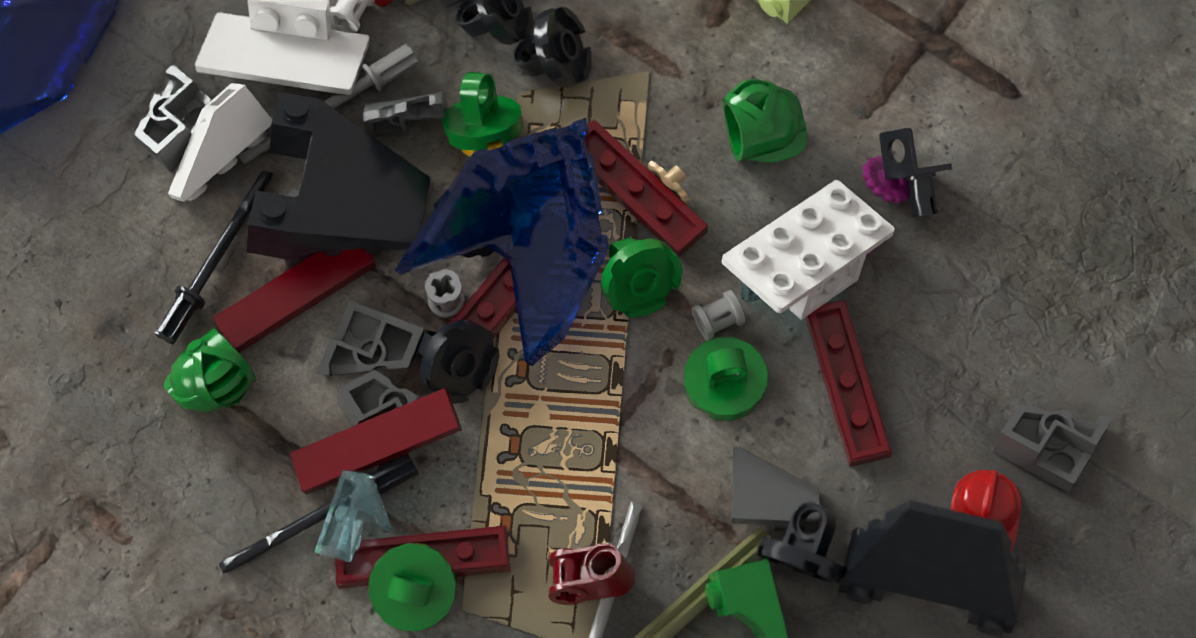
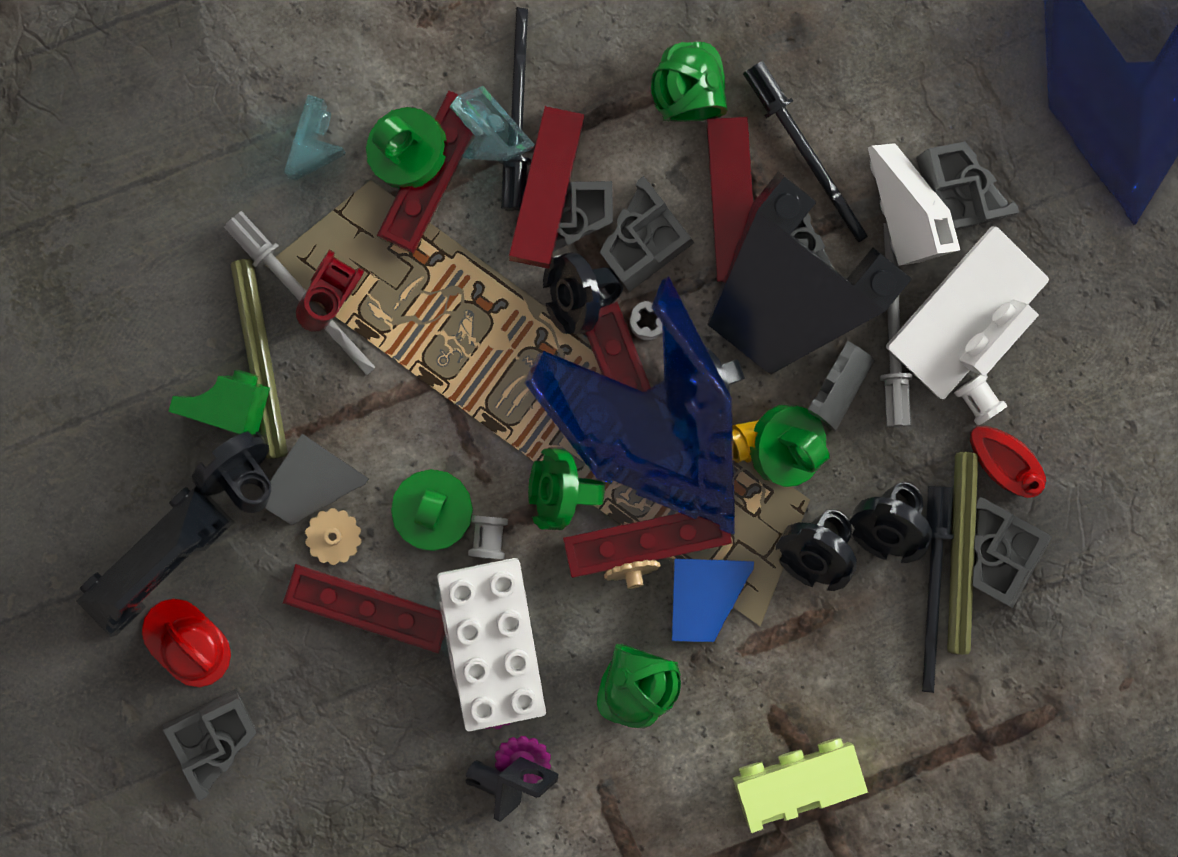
camera: 115 degrees right, 20 degrees up
(653, 120) = (705, 596): none -> blue slope
(804, 448) = (333, 536): none -> tan piece

